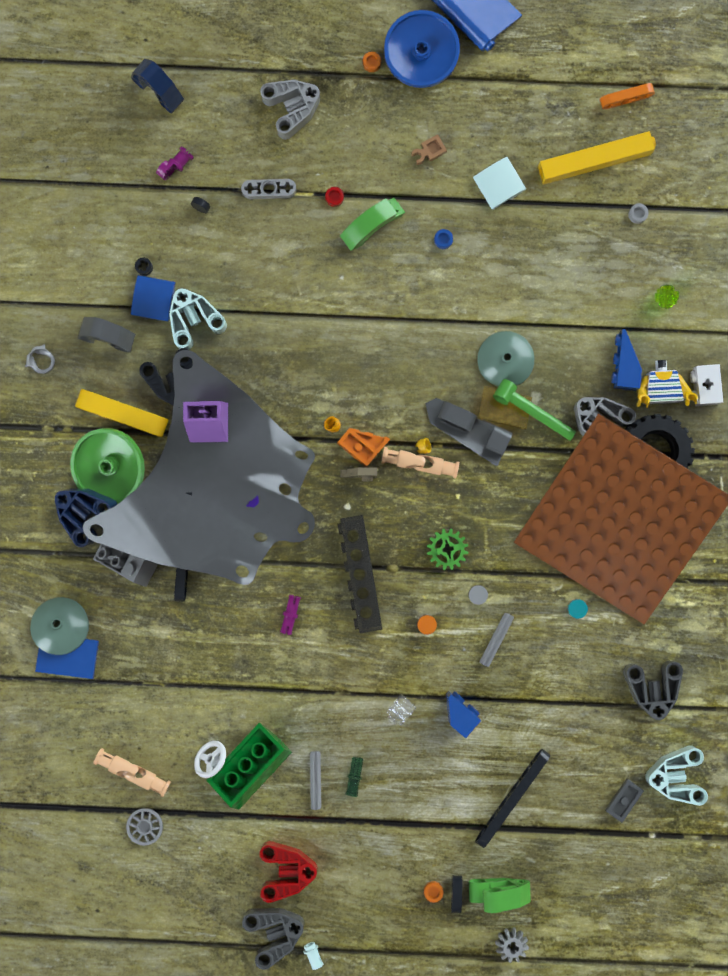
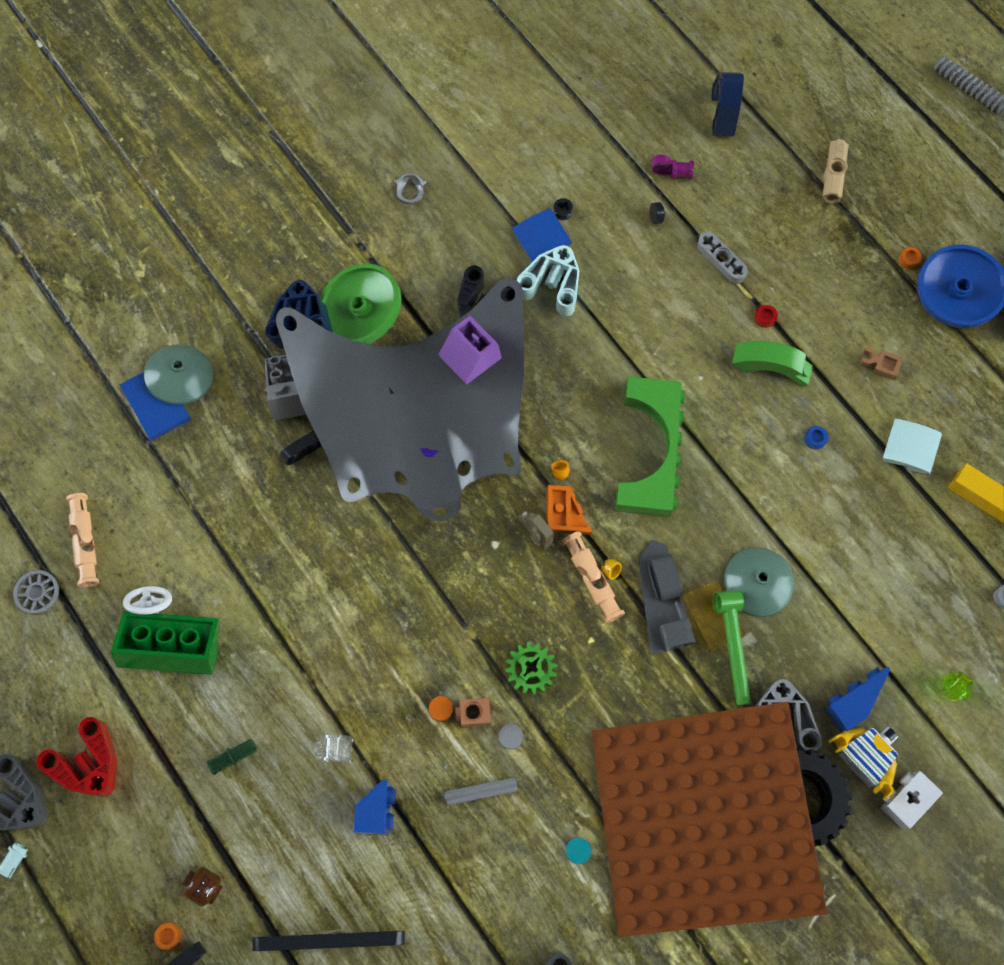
camera: 45 degrees right, 15 degrees down
(105, 331) = (476, 205): dark grey connector -> none
(121, 413) = (418, 284): yellow beam -> none
(262, 47) = (835, 162): none -> tan piece
(290, 614) = (348, 569): magenta pin -> none
(294, 96) = (821, 224): light grey connector -> none
(315, 780) = (200, 720): light grey axle -> none
(341, 319) = (662, 402): none -> bright green arch
(357, 524) = (474, 555): clear smoke brick -> none
(421, 851) = (202, 886): none -> reddish brown head
(455, 603) = (482, 720): none -> nougat brick

